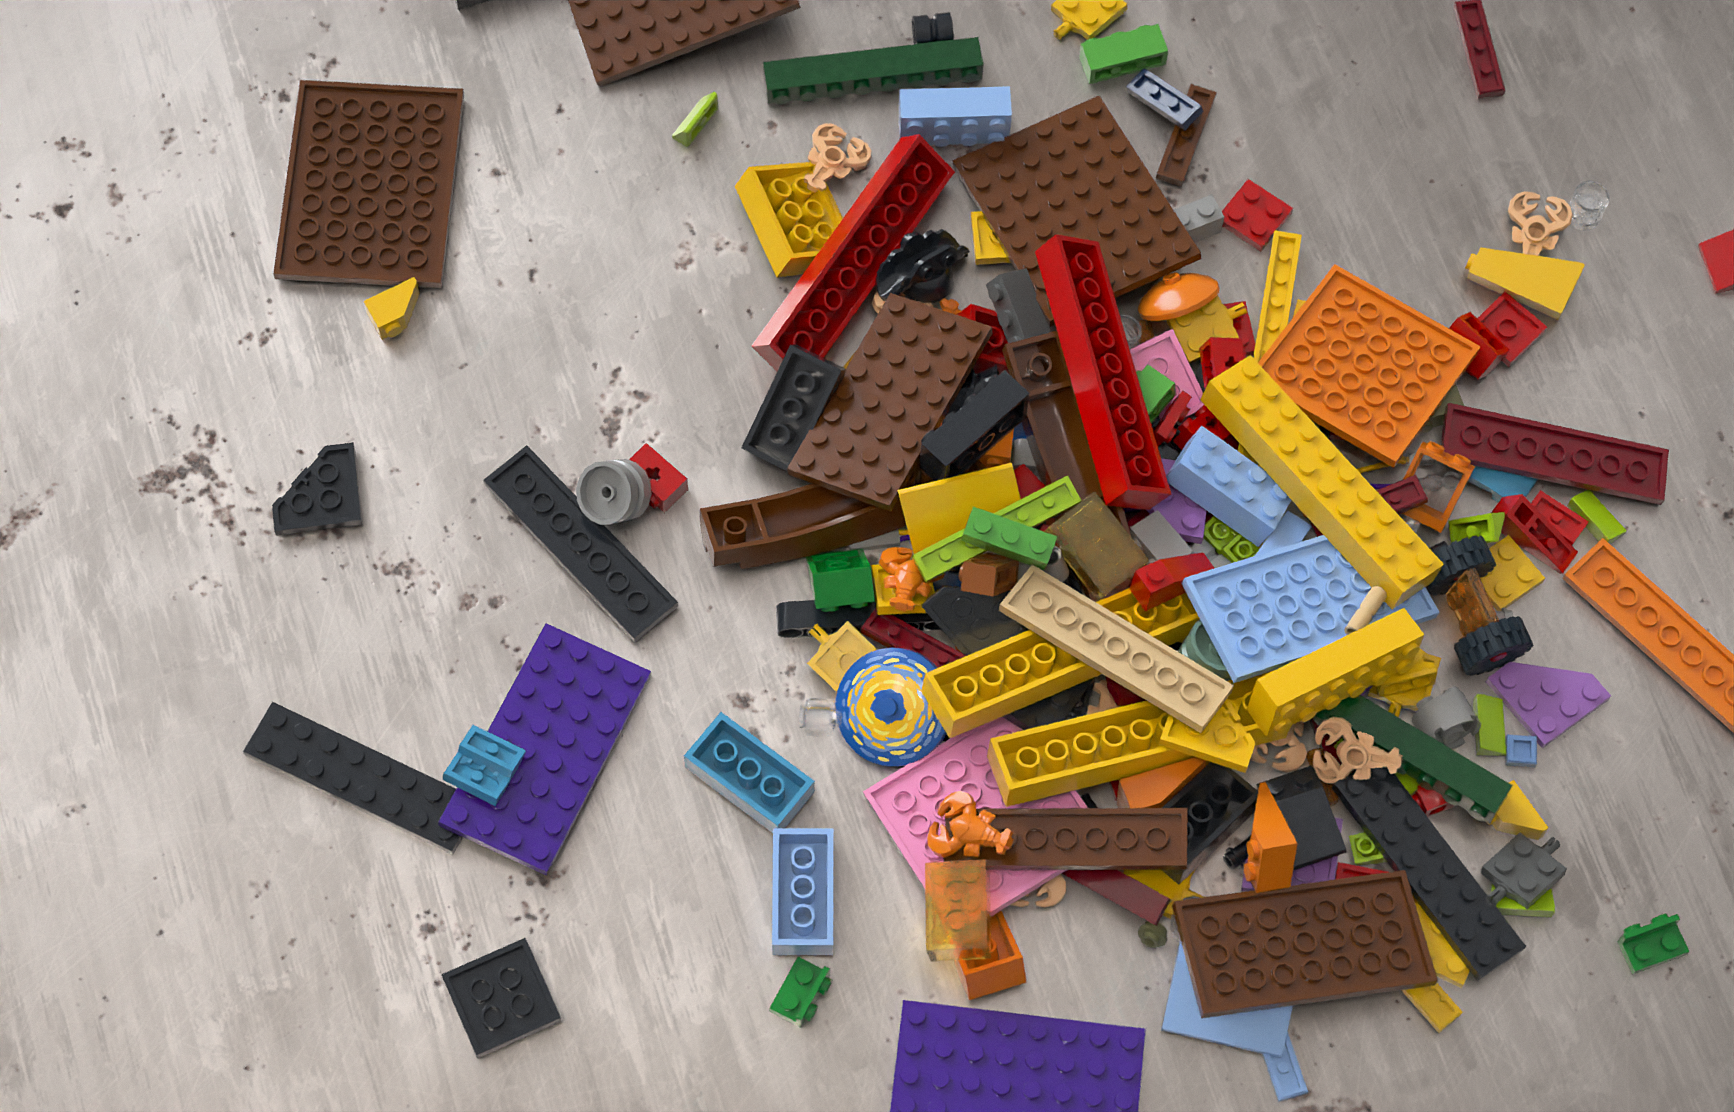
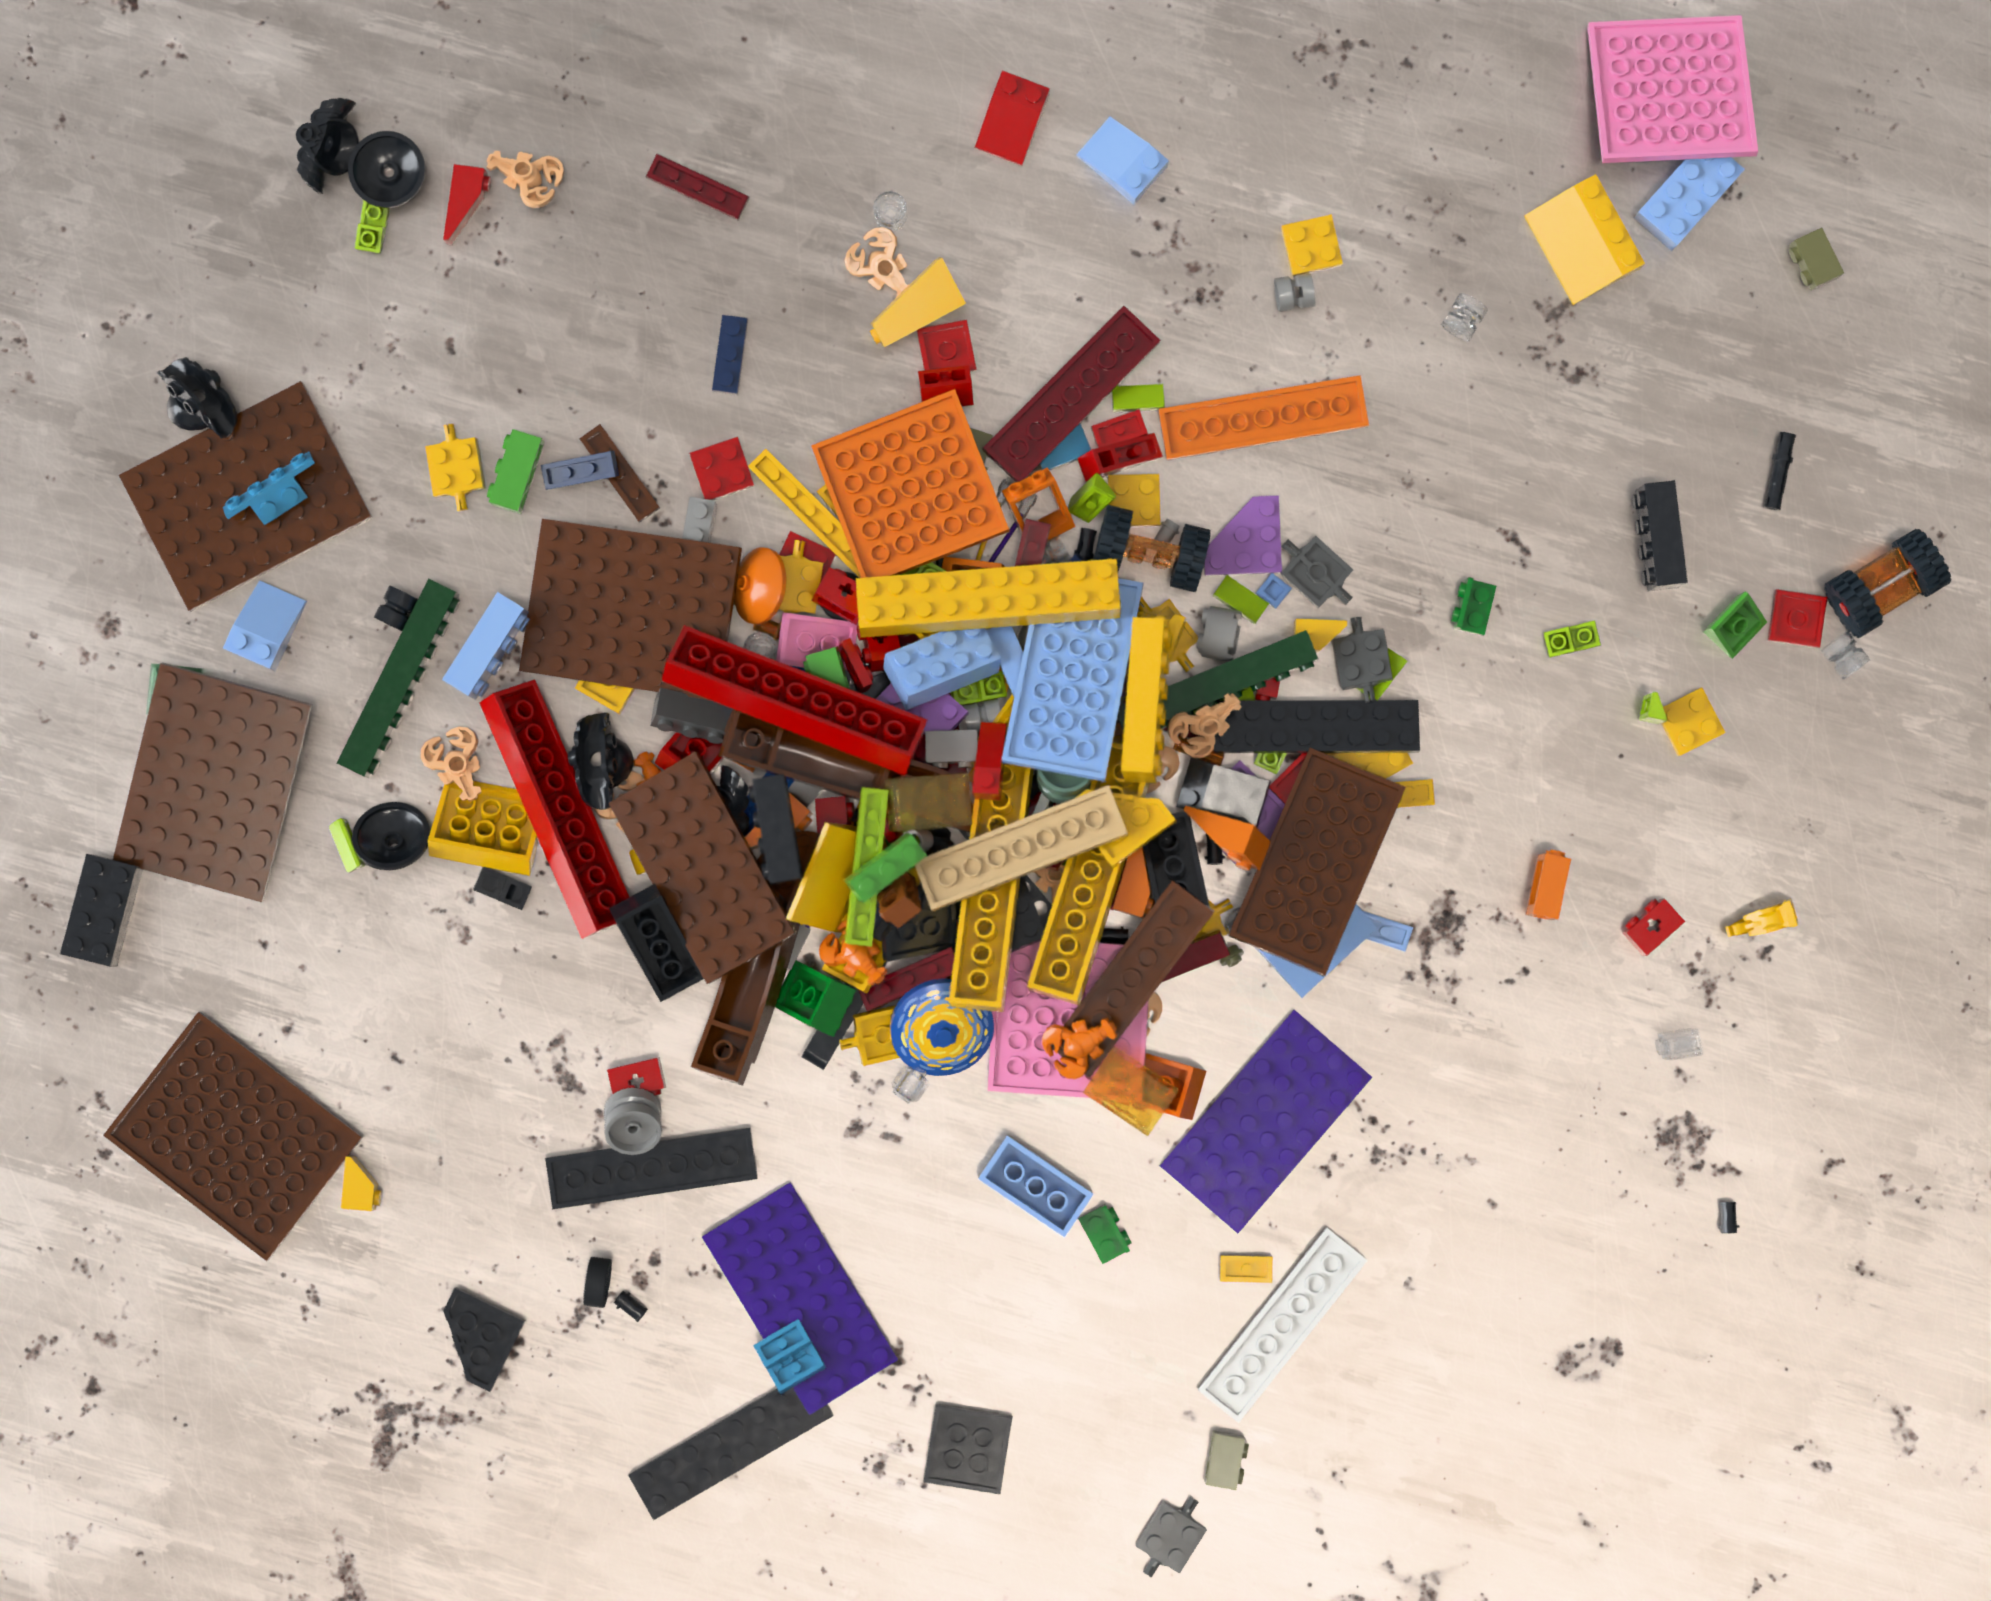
camera: 55 degrees left, 20 degrees up
(437, 604) = (630, 1306): none -> black pin
(441, 556) = (597, 1282): none -> black tyre
(729, 142) = (389, 825): none -> black dish
(748, 264) = (502, 888): none -> black slope
(749, 773) = (921, 1165): dark azure brick -> none
(1358, 160) = (730, 354): none -> dark blue plate
(1367, 609) = (1112, 641): tan piece -> none
(1569, 776) = (1317, 572): none -> dark grey plate
(1696, 1060) = (1572, 639): none -> lime slope

